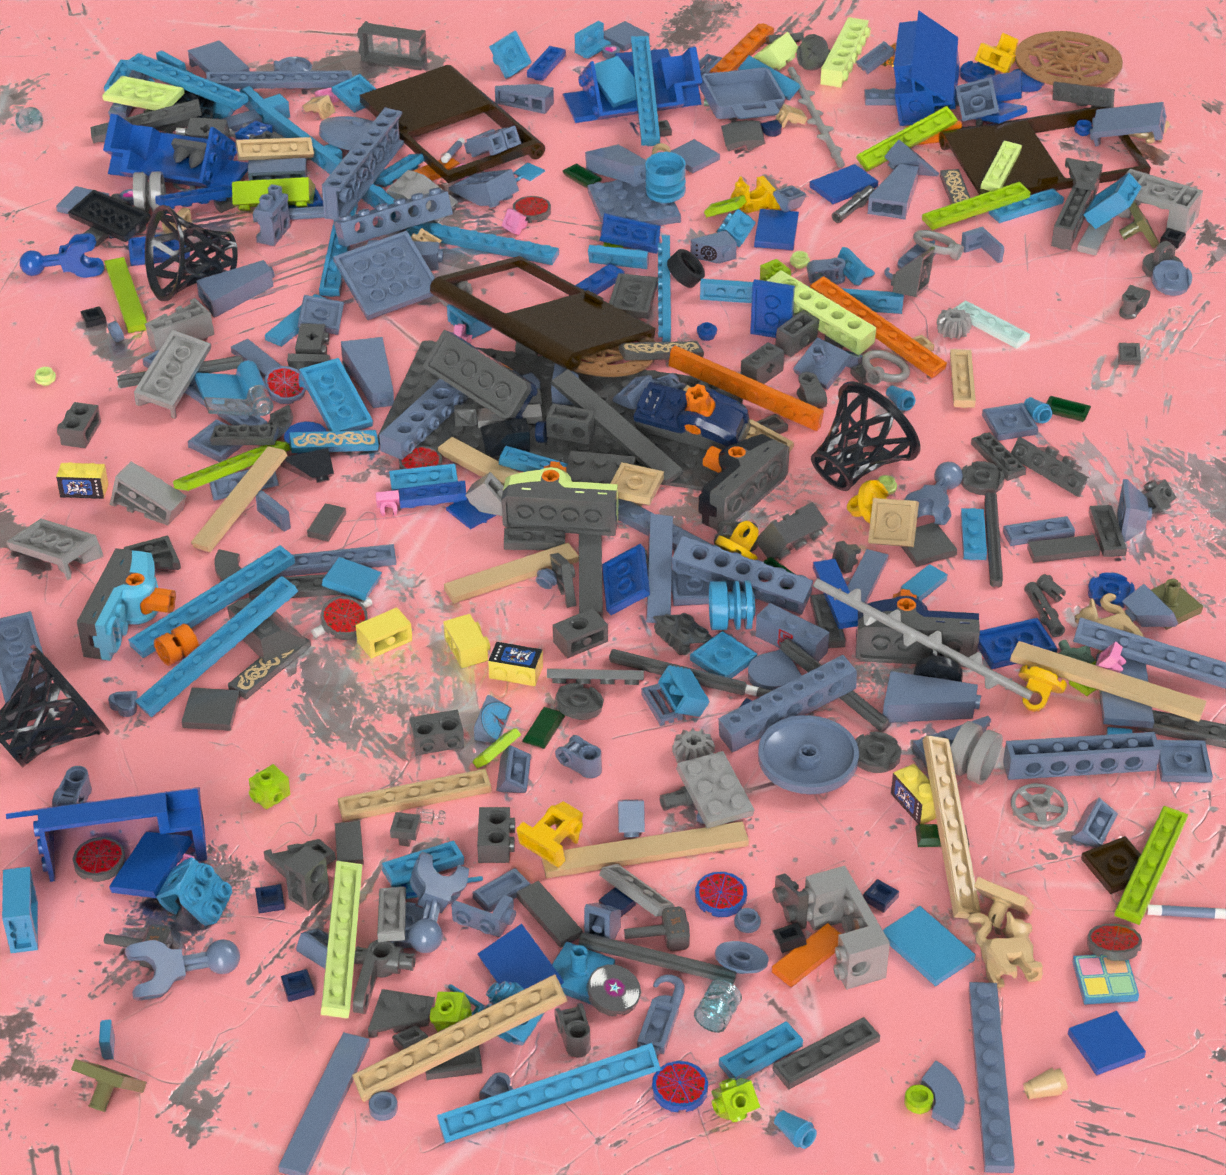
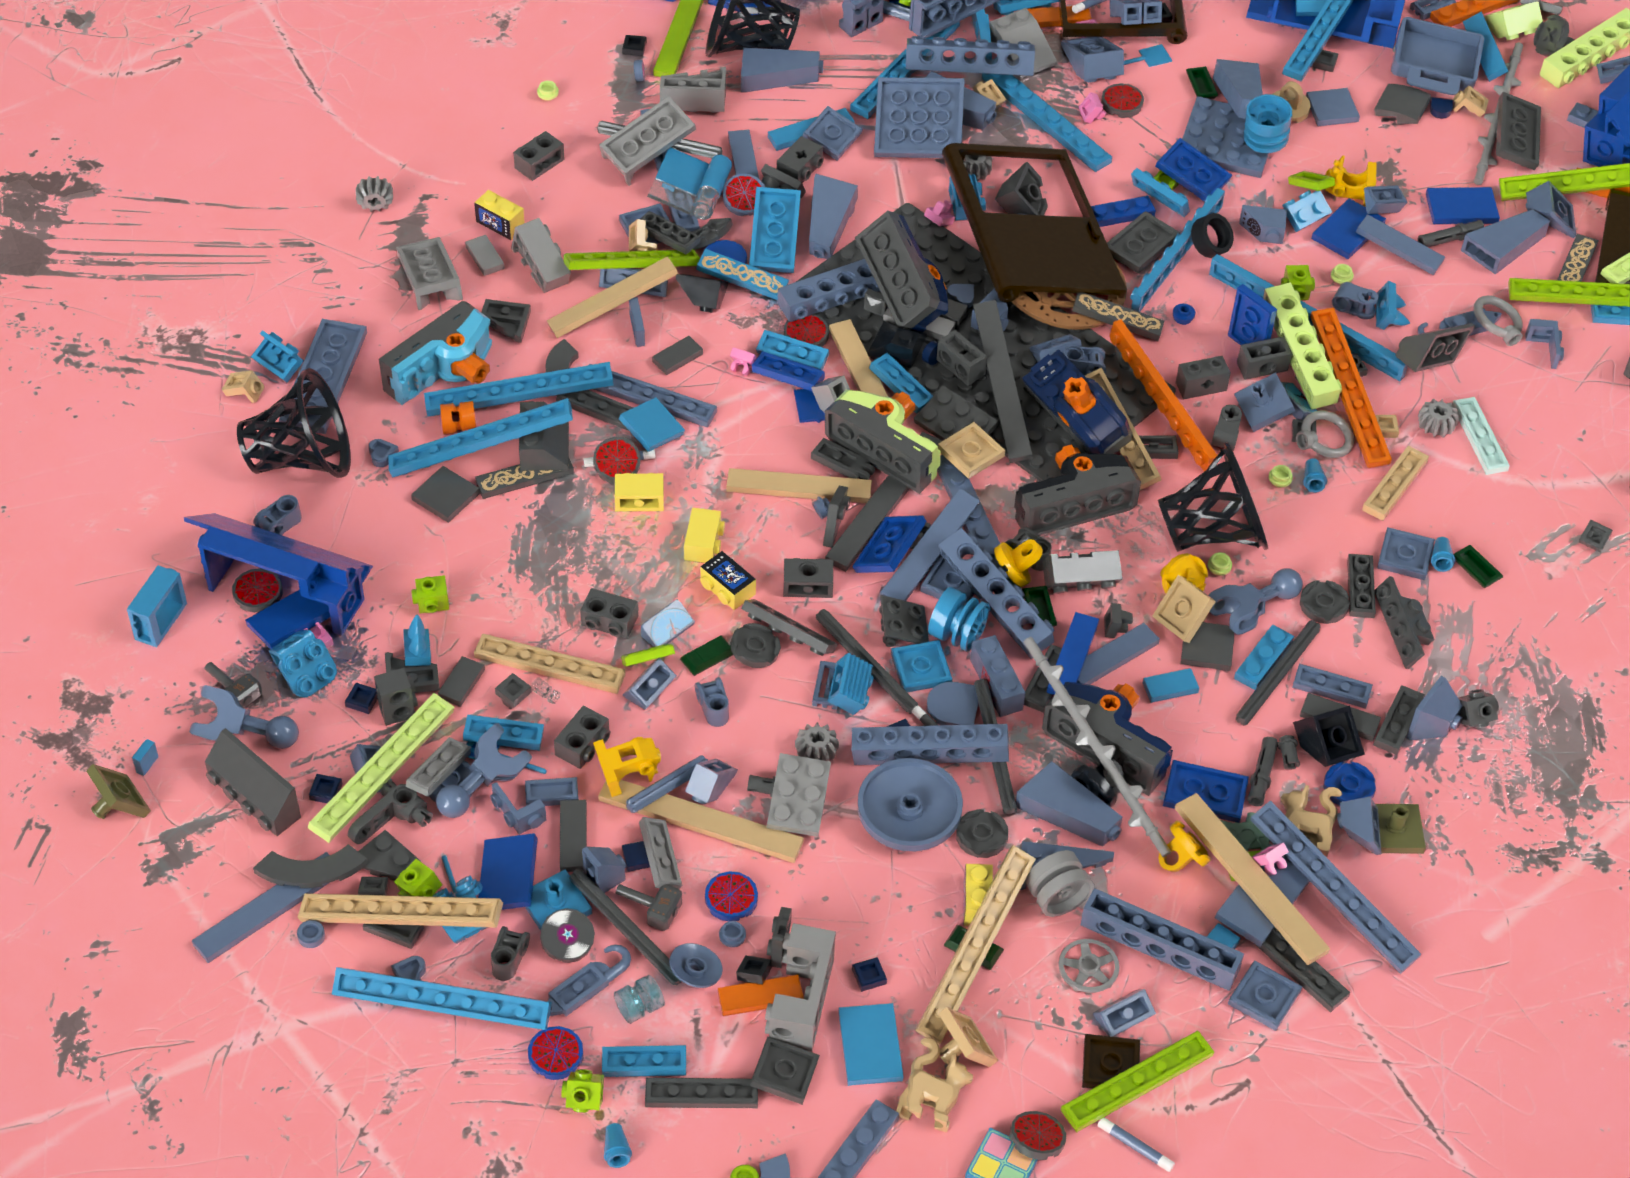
camera: 30 degrees right, 10 degrees up
(91, 517) = (484, 255): none -> light grey tile
(222, 446) = (638, 235): none -> tan bracket
(232, 1007) = (252, 783): none -> dark grey slope
(288, 830) = (416, 644): none -> dark azure tile
(343, 1056) = (310, 872): none -> dark grey tile
(511, 295) = (1022, 193): none -> dark grey slope
(598, 835) = (663, 786): none -> sand blue axle
(824, 224) = (1400, 244): none -> sand blue tile
(842, 121) = (1518, 131): none -> dark grey plate
(875, 409) = (1280, 476): none -> yellowish green plate
(880, 999) = (784, 1070): none -> dark grey plate
(1071, 562) = (1330, 736): none -> black slope

